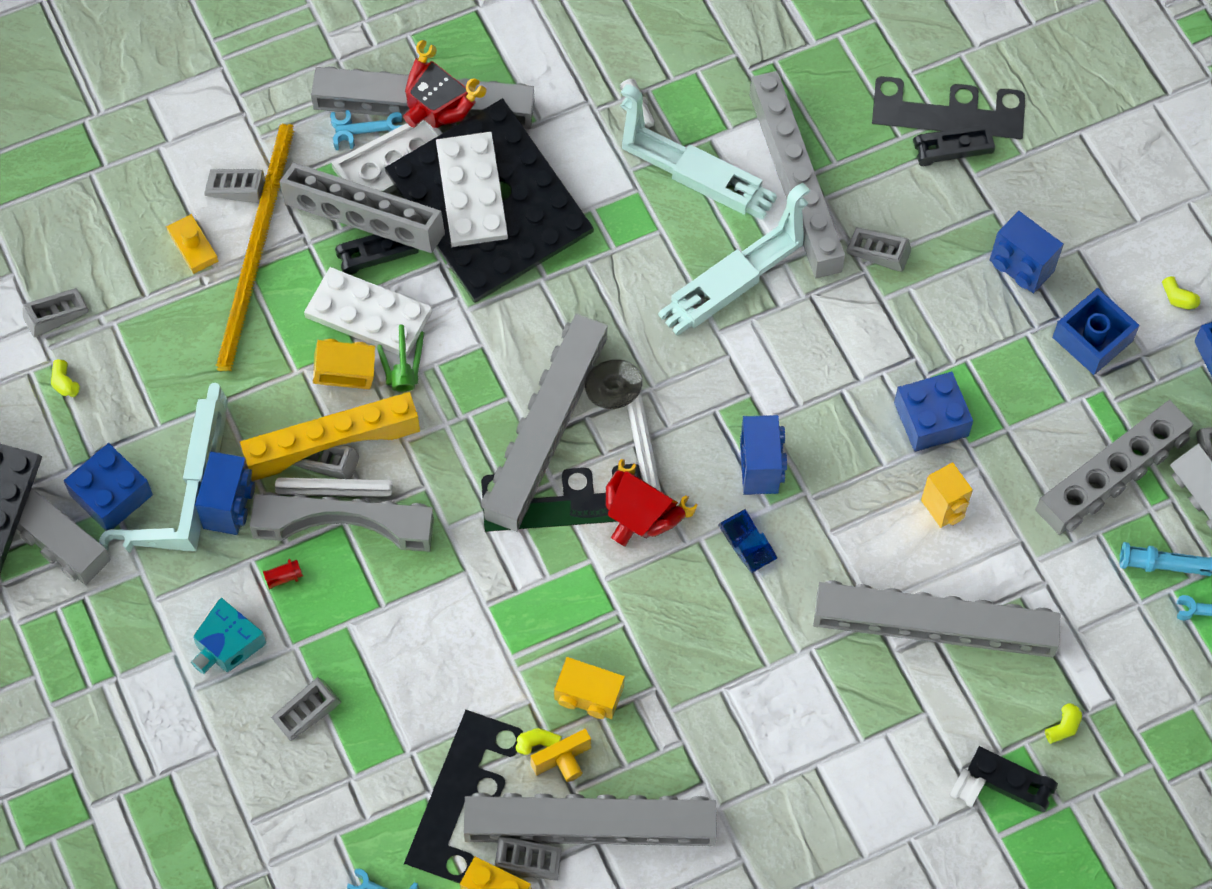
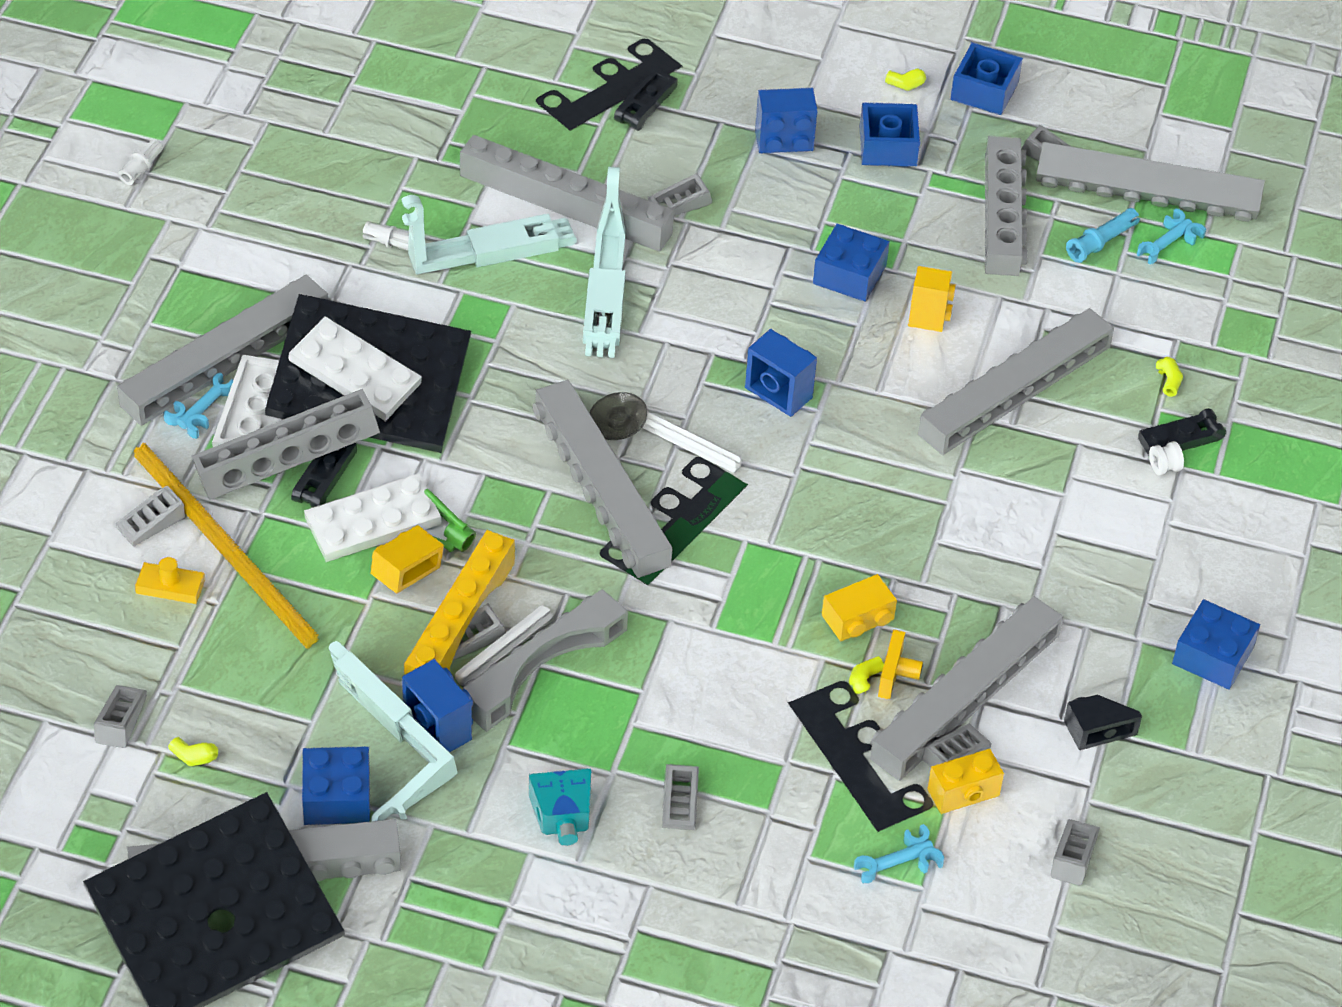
camera: 50 degrees left, 15 degrees down
(283, 574) = (548, 723): red pin -> none
(436, 94) = (247, 327): torso -> none
(641, 506) = (739, 472): red torso -> none
(747, 541) = (840, 441): clear blue slope -> none

